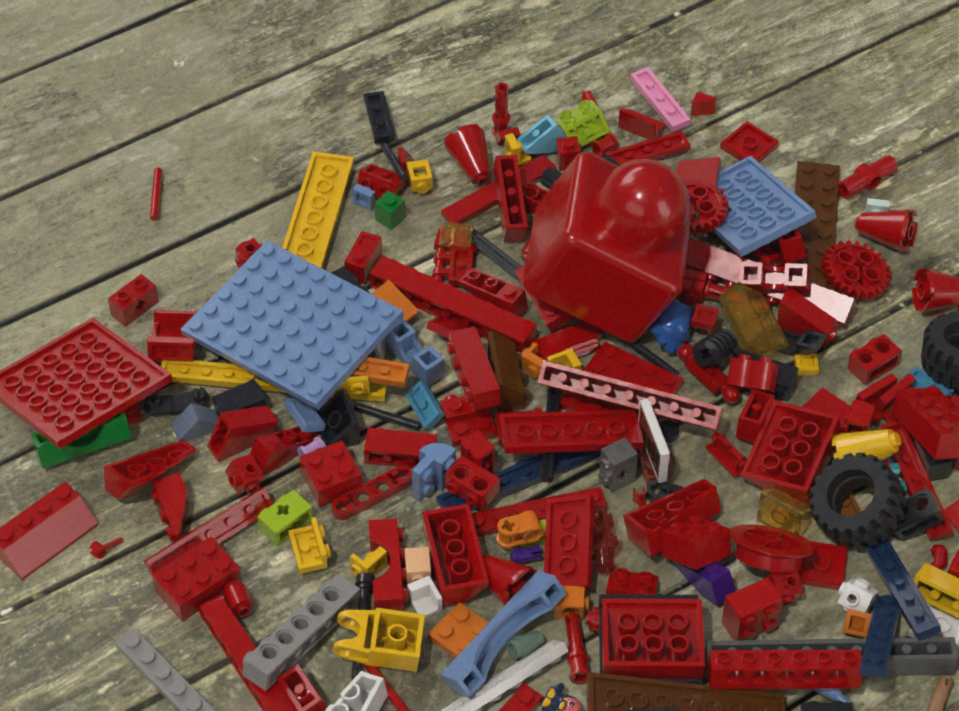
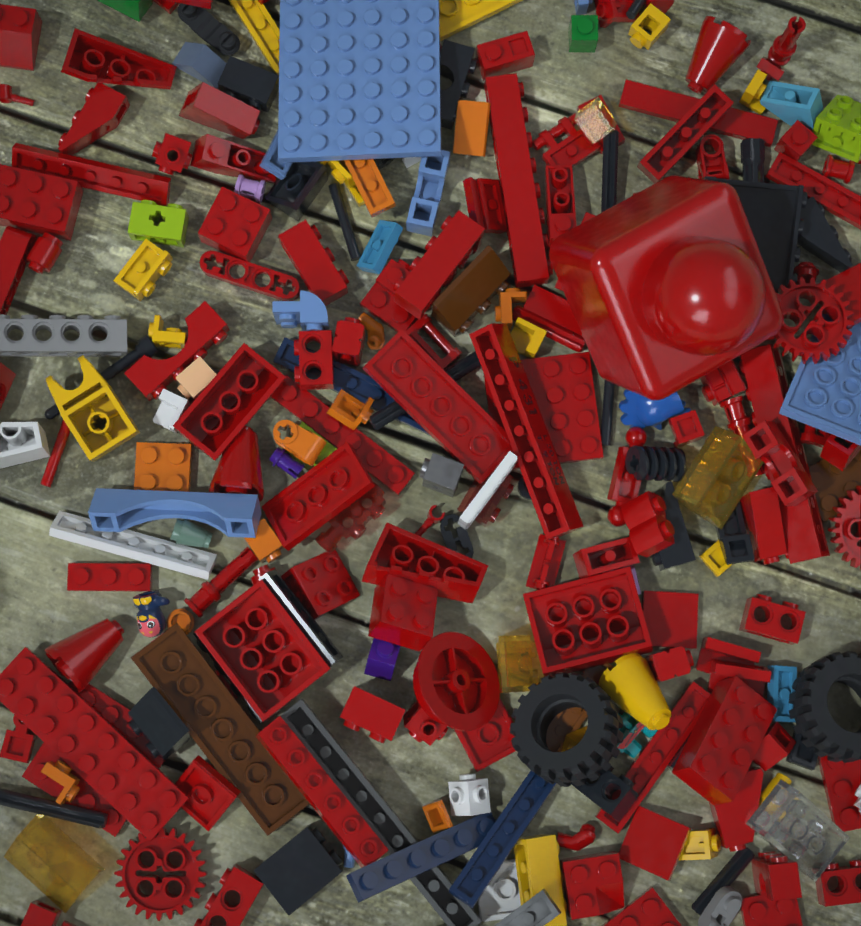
camera: 45 degrees right, 30 degrees up
(524, 491) = (350, 410): none -> orange bracket
(579, 692) = (183, 618): none -> orange plate

